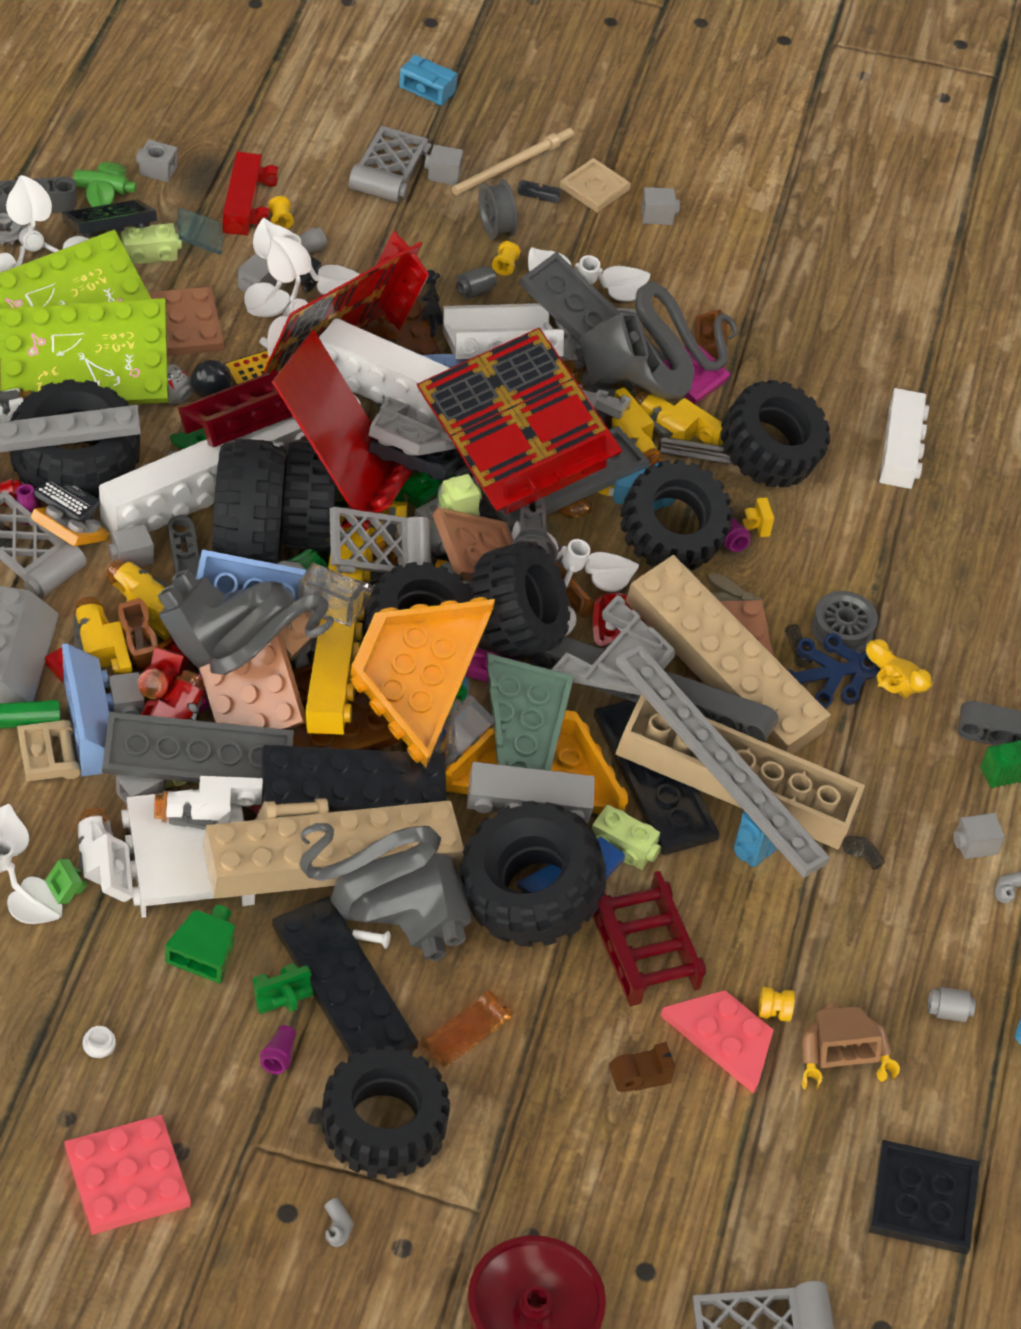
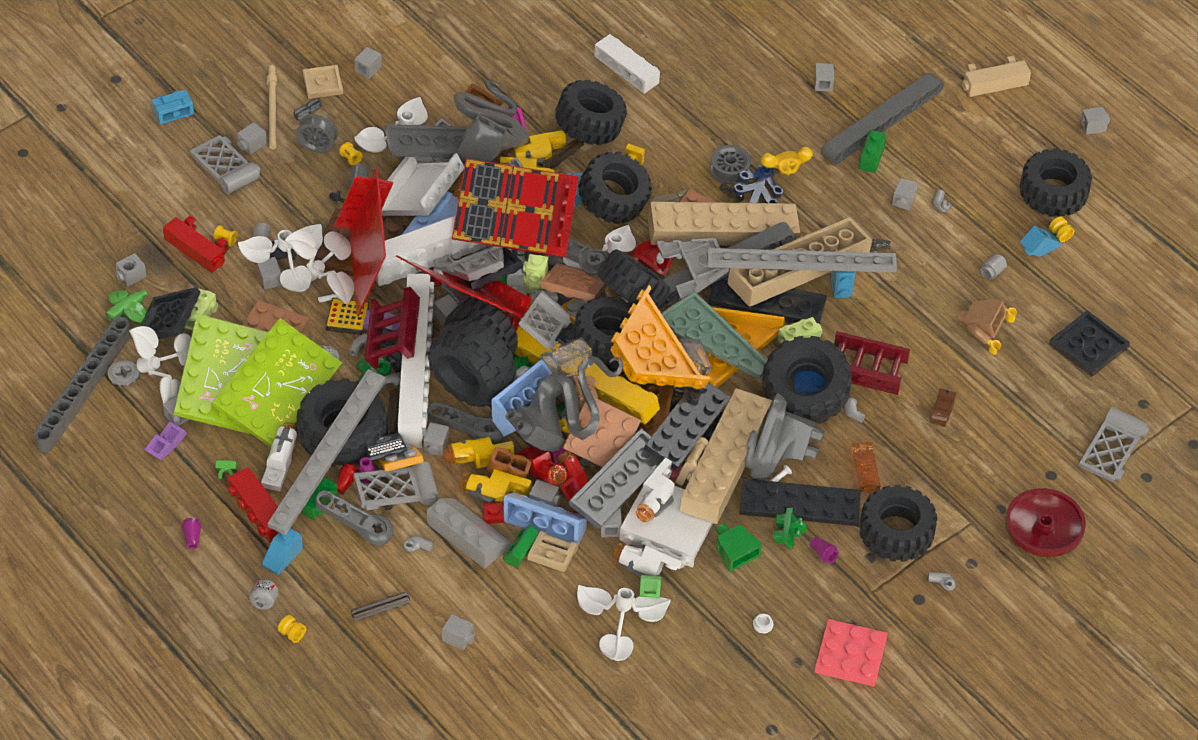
camera: 50 degrees left, 0 degrees up
(199, 231) = (209, 281): clear light blue piece -> none
(210, 378) = (341, 336): black hair -> none
(498, 786) = (755, 353): light grey brick -> none
(555, 956) = (851, 410): none -> light grey arm
(724, 1033) = (944, 365): coral wing -> none
(776, 1004) = (945, 333): yellow wheel -> none

